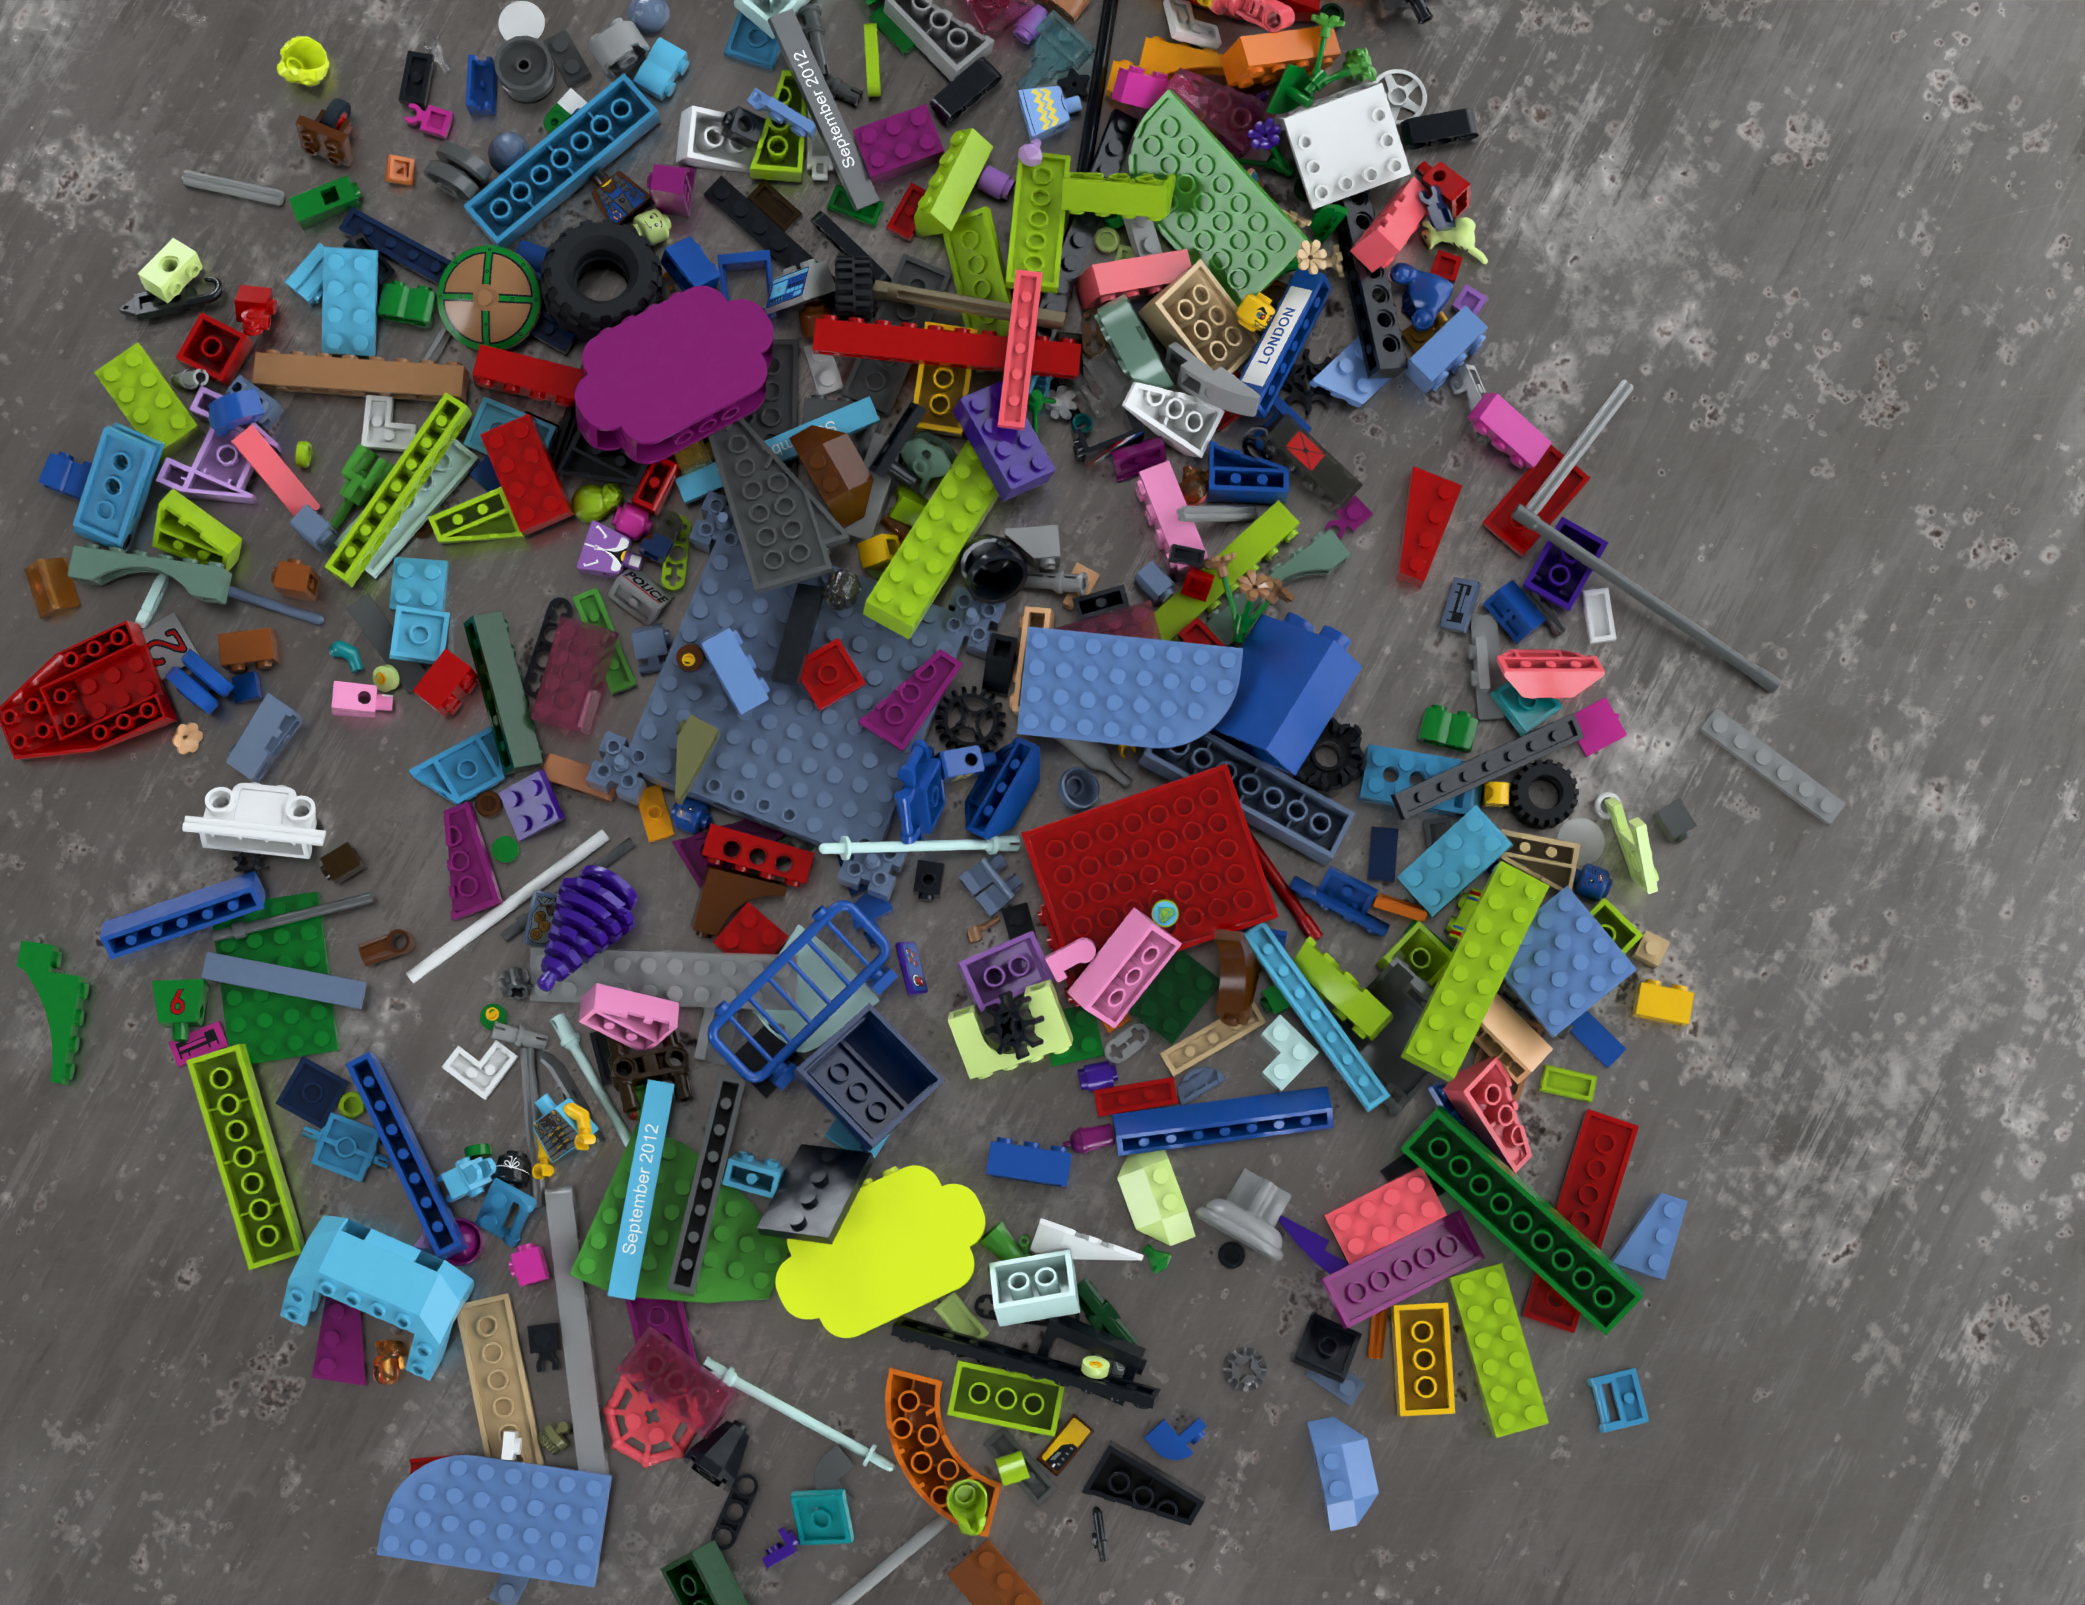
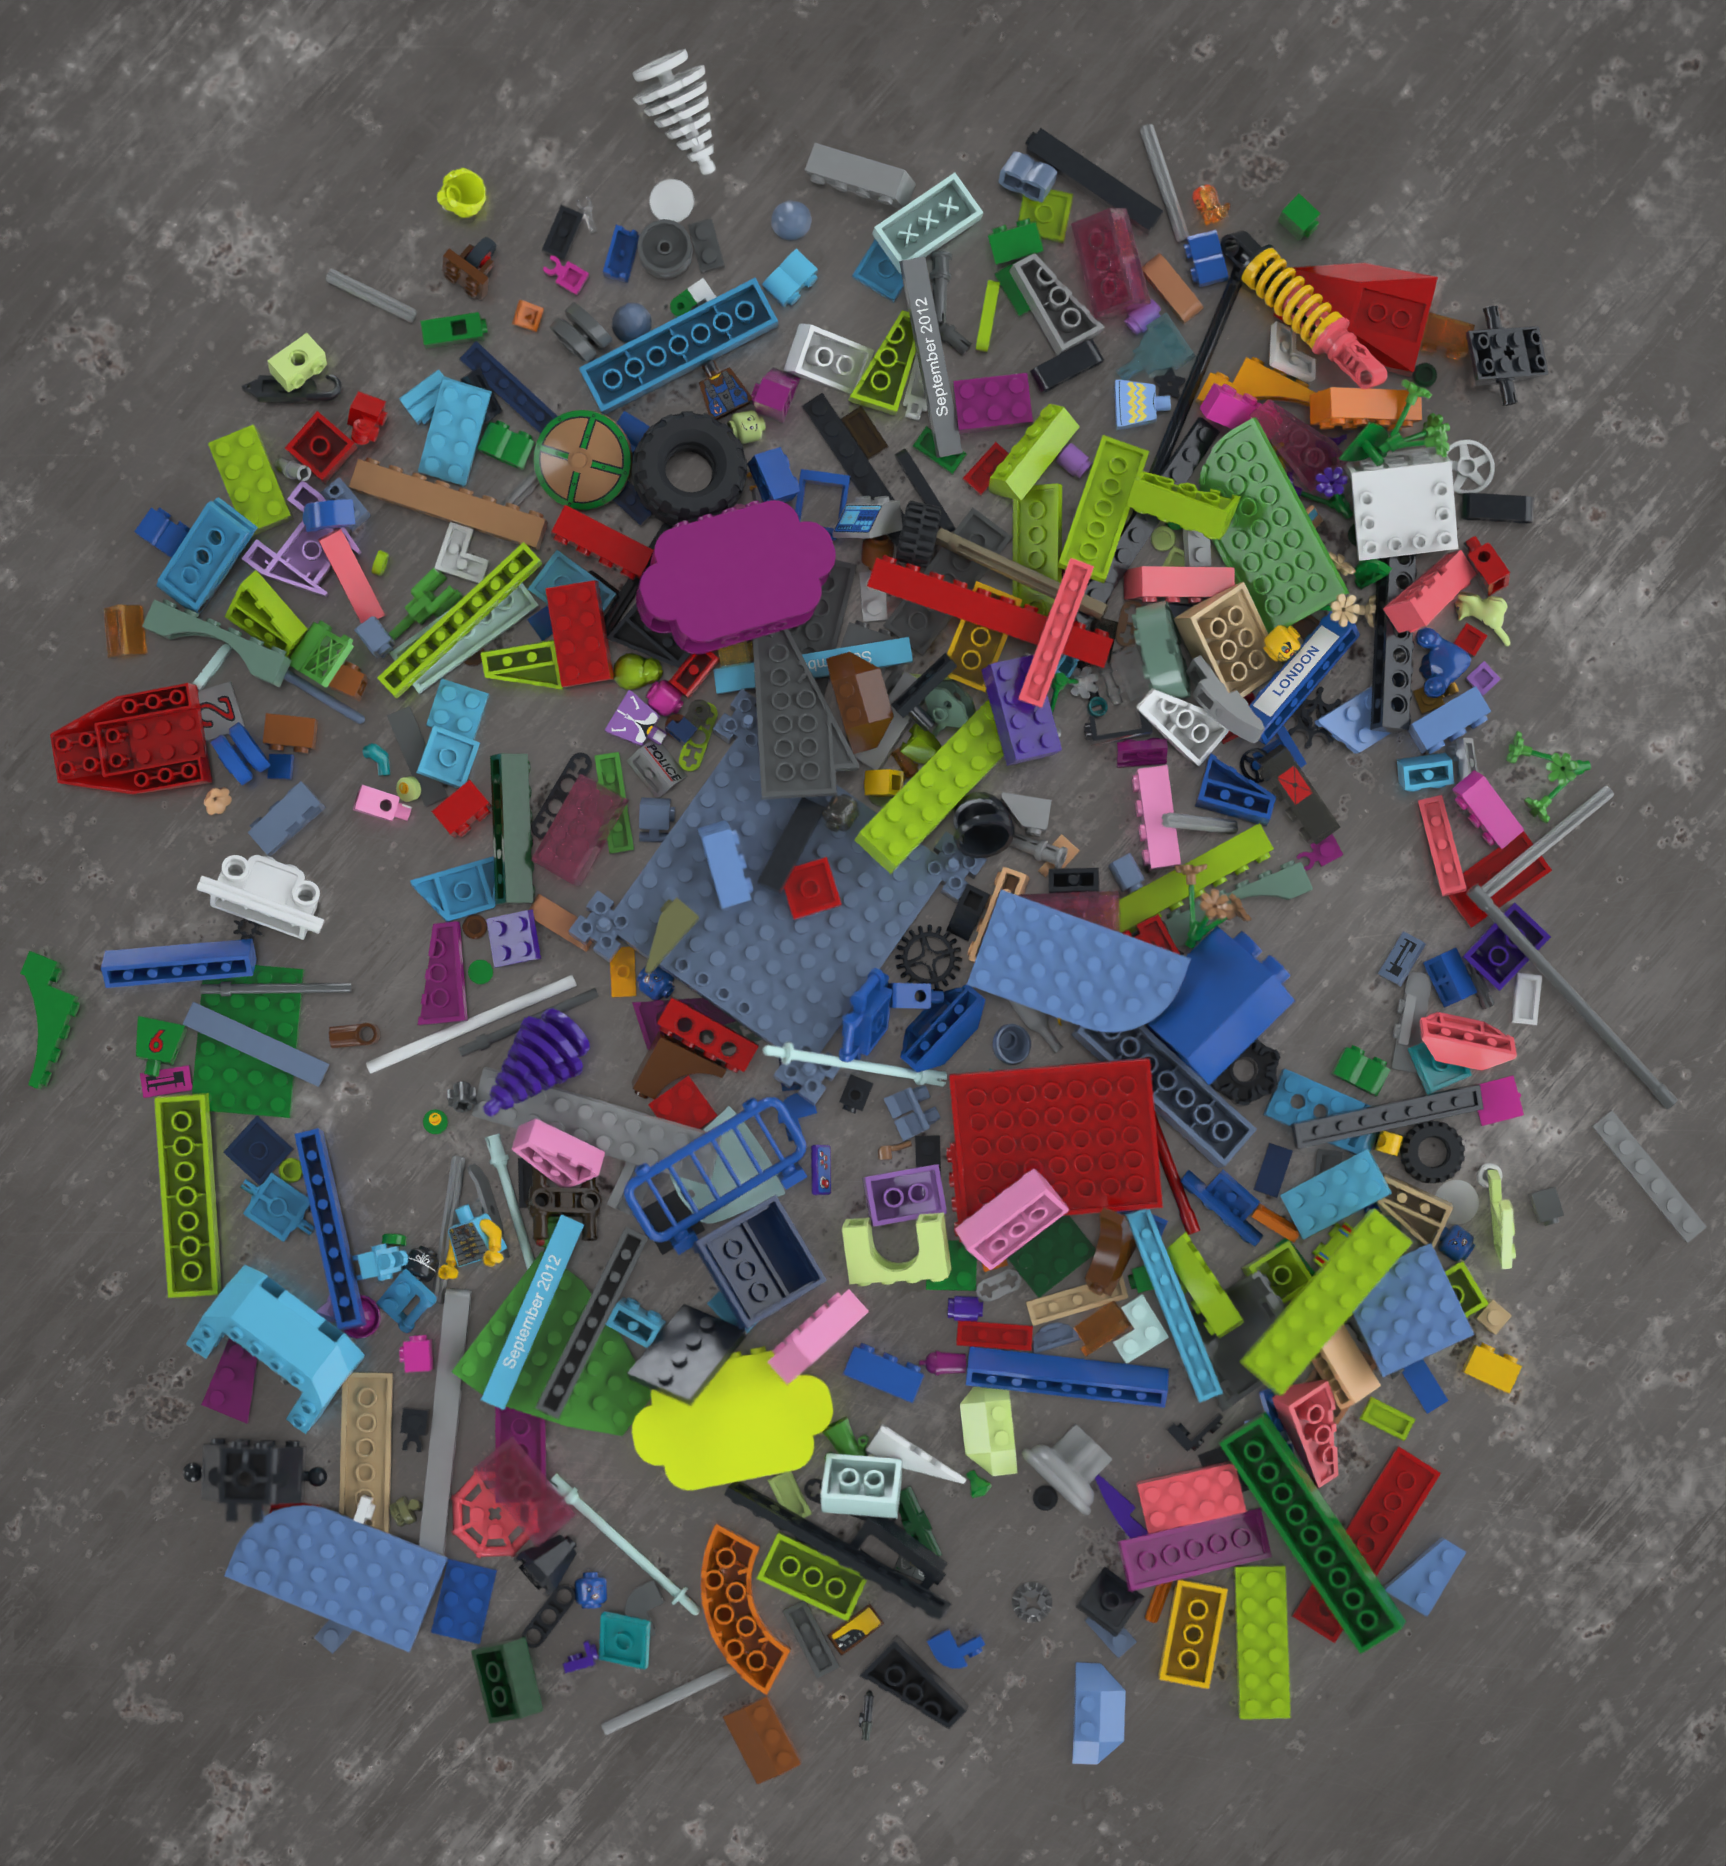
camera: 20 degrees right, 5 degrees up
(256, 548) = (312, 650): none -> bright green piece
(341, 863) = (330, 950): dark brown brick -> none
(386, 1363) = (269, 1410): clear orange animal -> none
(405, 1431) = (275, 1470): none -> black piece
(484, 1074) = (413, 1172): white plate -> none
(519, 1036) = (454, 1145): light grey pin -> none
(540, 918) = (498, 1044): tile -> none
(619, 48) = (756, 251): light grey brick -> none
(641, 1518) = (464, 1601): none -> blue plate
(690, 658) = (688, 842): reddish brown tile -> none
(752, 123) = (862, 354): black brick -> none
(773, 1473) = (590, 1590): none -> blue head
(781, 113) = (890, 352): medium blue hinge -> none
(907, 707) = (877, 933): magenta wing -> none
(948, 1139) = (817, 1335): none -> bright pink brick
(968, 1505) = (756, 1662): lime hair -> none
(1012, 1468) = (803, 1639): lime brick -> none
(1014, 1025) = (900, 1247): black gear -> none
(1030, 153) = (1113, 441): lavender rock -> none
(1076, 952) = (974, 1194): bright pink leg -> none
(1095, 1367) = (898, 1569): yellowish green tile -> none
(1164, 913) = (1060, 1179): tile -> none
(1186, 555) = (1161, 858): black piece -> none
(1194, 485) = (1185, 790): clear orange animal -> none
(1197, 584) = (1165, 884): red plate -> none
(1245, 1060) = (1101, 1327): none -> clear orange panel
(1356, 1151) = (1181, 1434): none -> black bracket
(1426, 517) = (1391, 871): red wedge -> none
(1434, 408) = (1425, 772): none -> medium azure brick
(1439, 212) = (1475, 591): plate -> none
(1474, 481) = (1442, 845): none -> coral plate
(1575, 367) = (1562, 769): none -> bright green plant
(1627, 1399) = (1366, 1712): dark azure plate -> none

